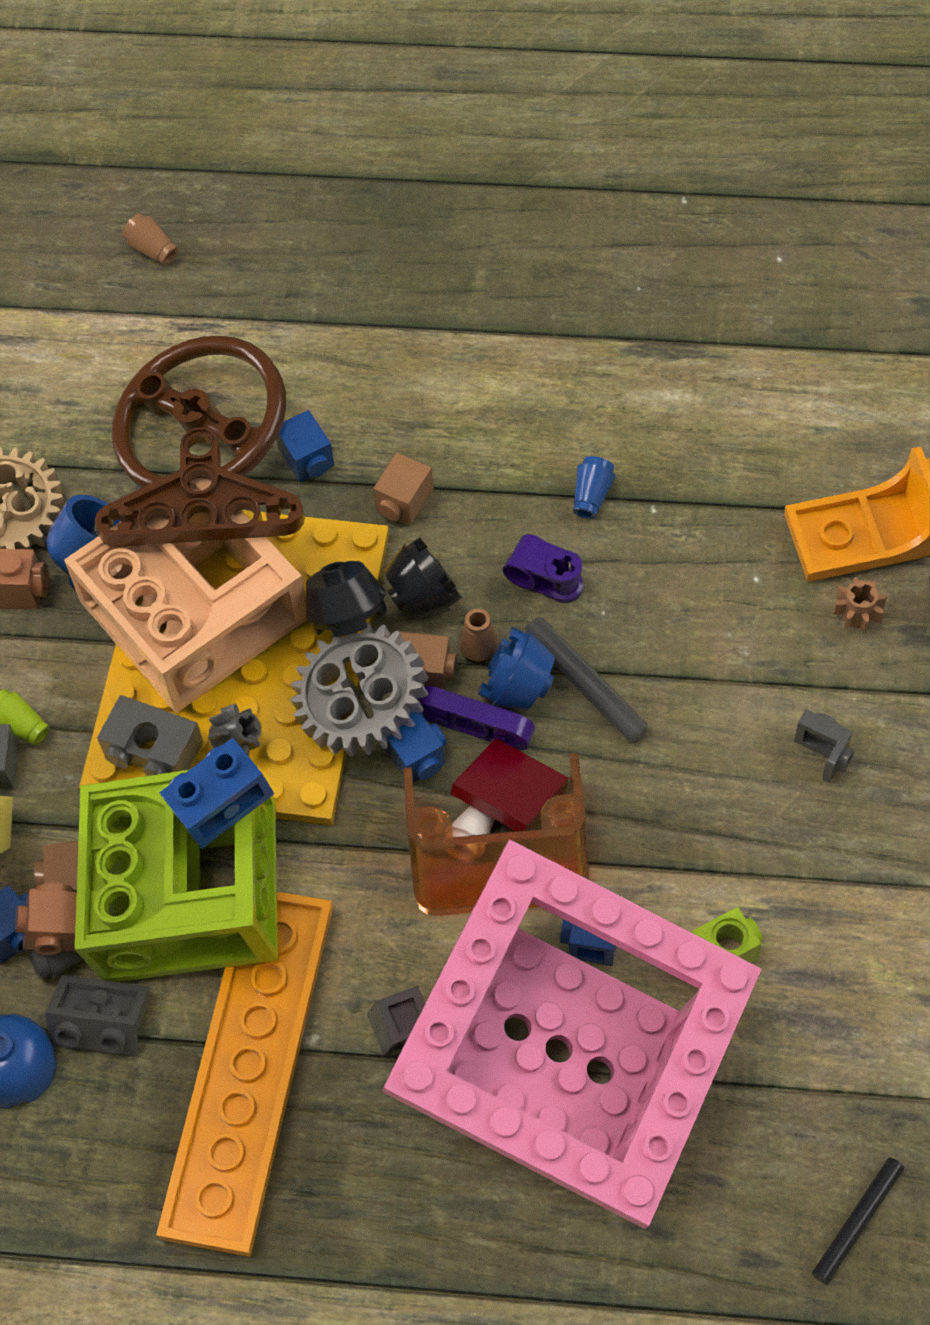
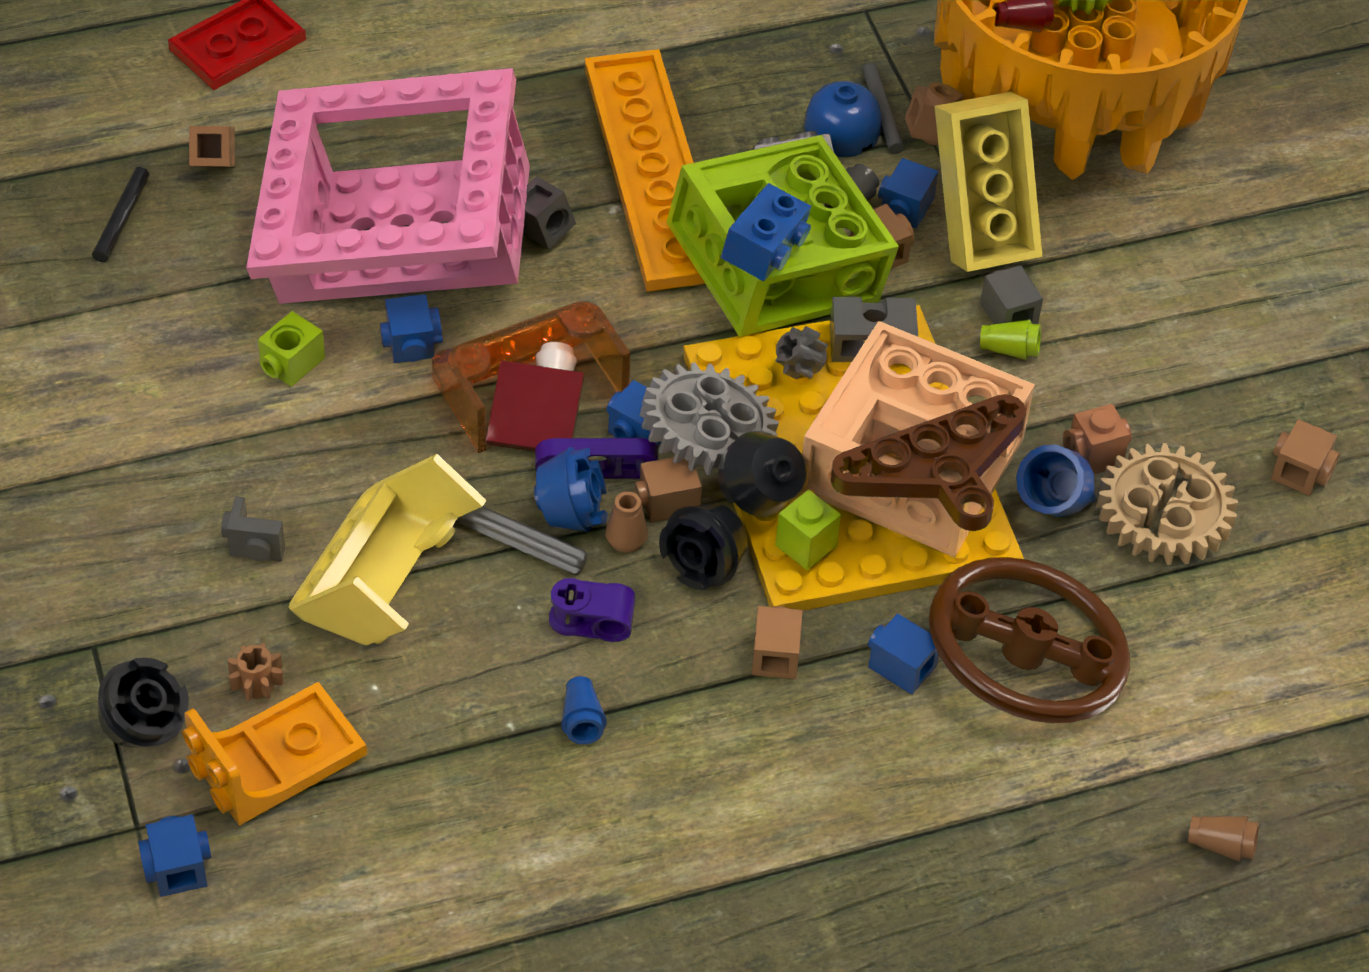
camera: 150 degrees right, 10 degrees down
(48, 919) = (869, 171): nougat brick -> none
(328, 542) = (808, 529): none -> lime brick
(732, 1258) = (211, 146): none -> medium nougat brick
(735, 681) = (378, 547): none -> light yellow windscreen

